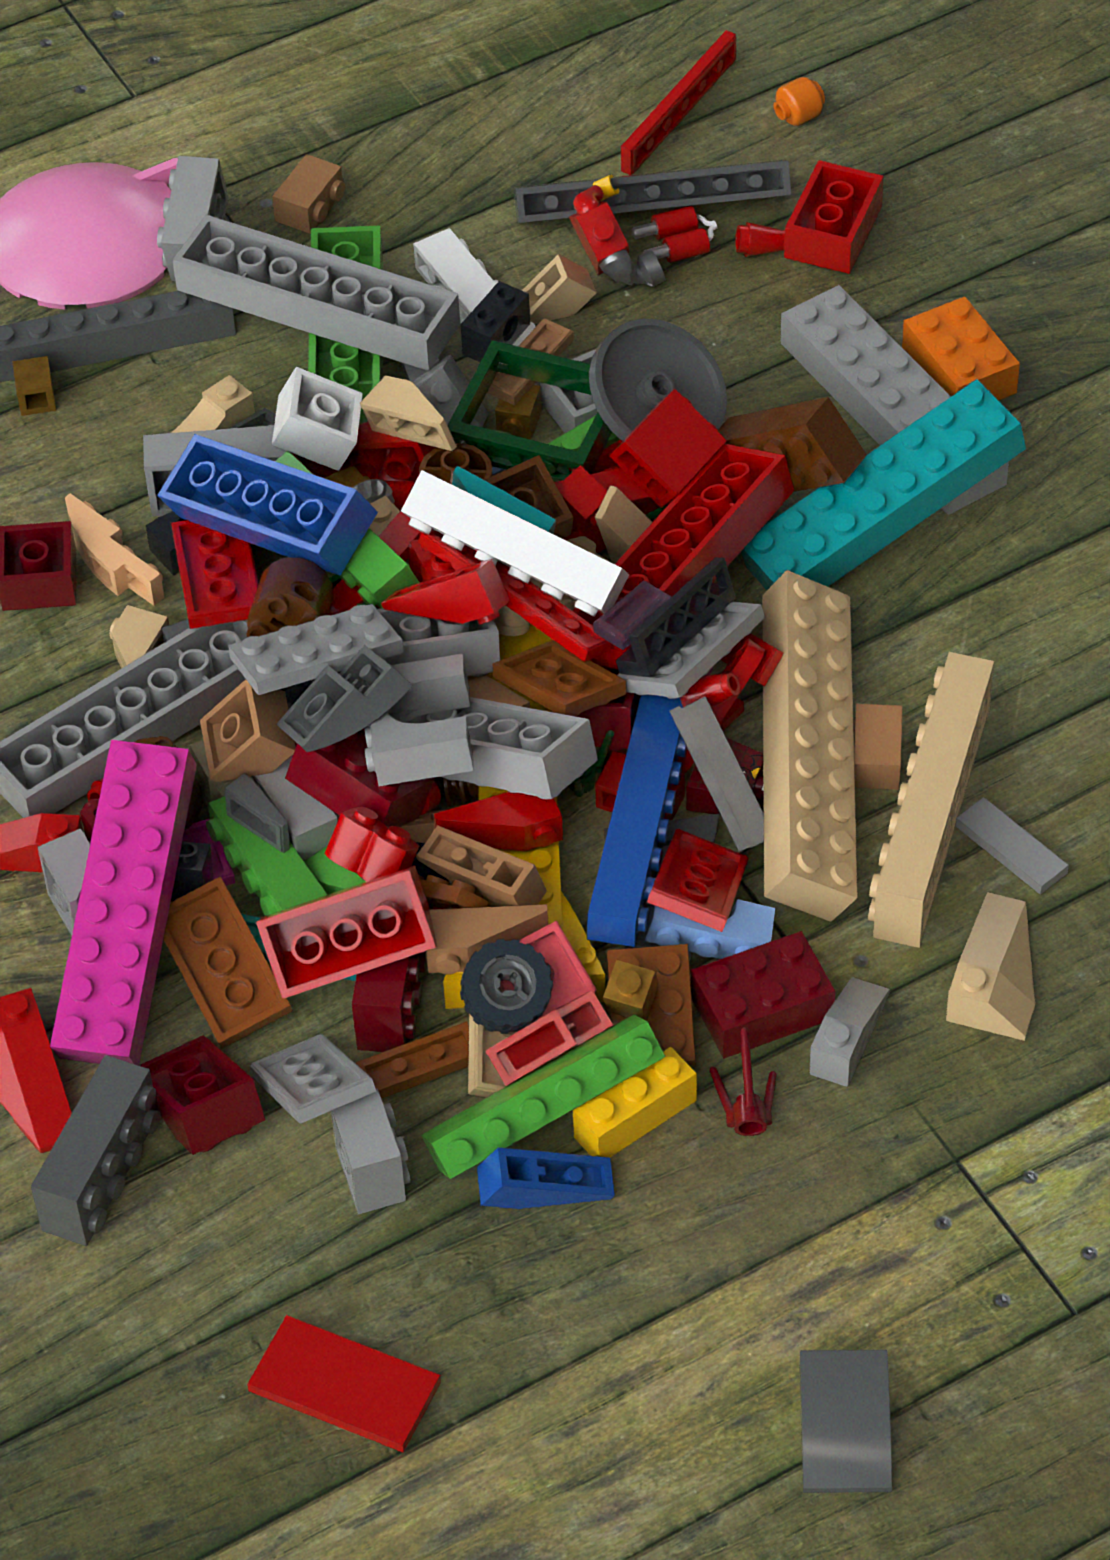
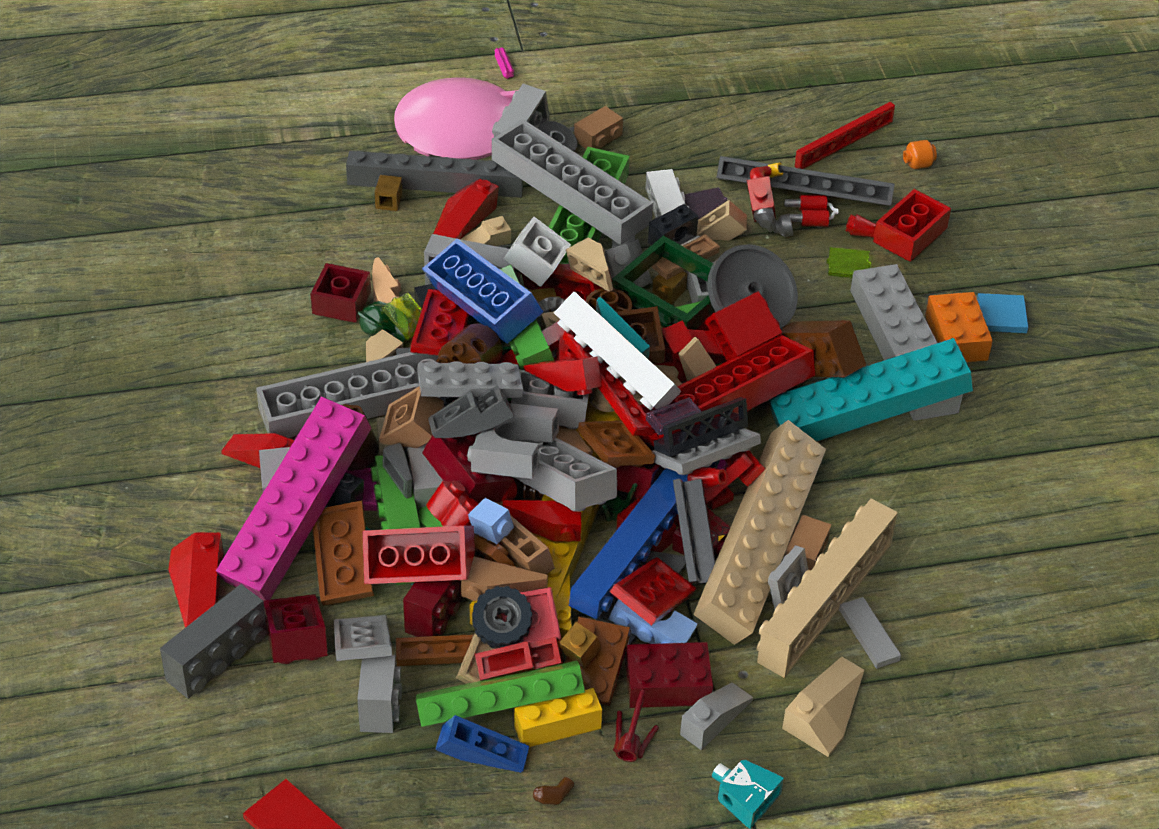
camera: 15 degrees right, 5 degrees down
(115, 124) = (504, 62): none -> dark pink axle
(115, 586) = (374, 319): none -> dark green piece
(153, 573) = (404, 314): none -> clear neon green piece
(165, 379) = (467, 209): none -> red wedge
(253, 216) = (559, 133): none -> dark grey dish
(436, 850) = (491, 520): none -> light blue brick
(516, 263) = (704, 201): none -> clear purple piece
(671, 1215) = (553, 794): none -> reddish brown arm
(759, 300) = (845, 261): none -> clear neon green piece
(876, 804) = (787, 575): none -> light grey plate
(937, 1123) = (747, 790): none -> teal torso
(1014, 313) = (1004, 312): none -> dark azure tile

